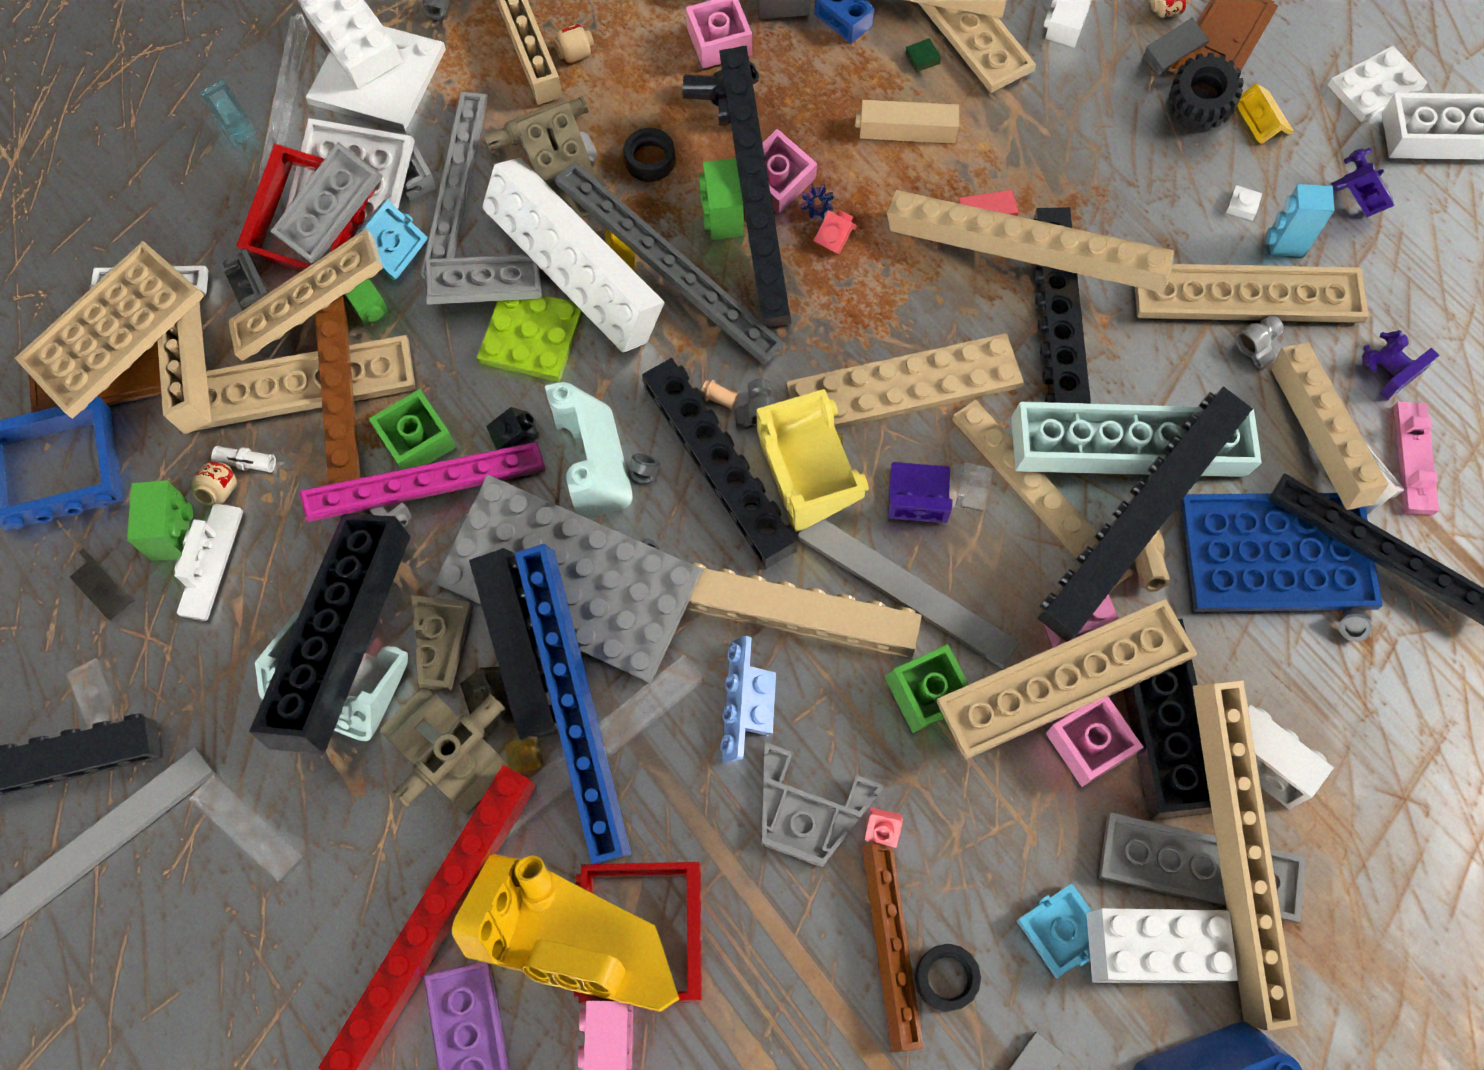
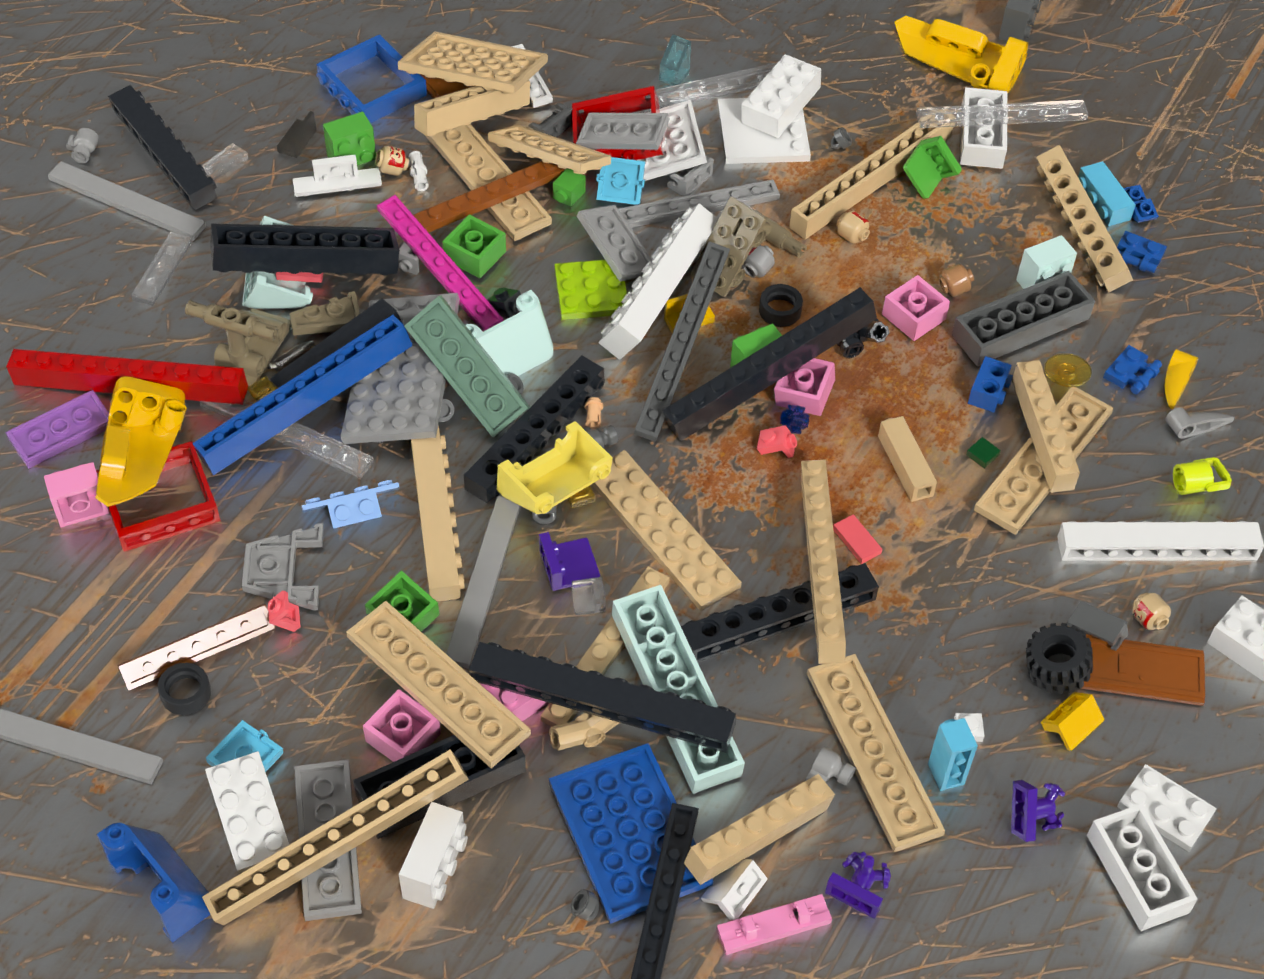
camera: 65 degrees right, 15 degrees down
(621, 497) = (467, 366): none -> sand green plate

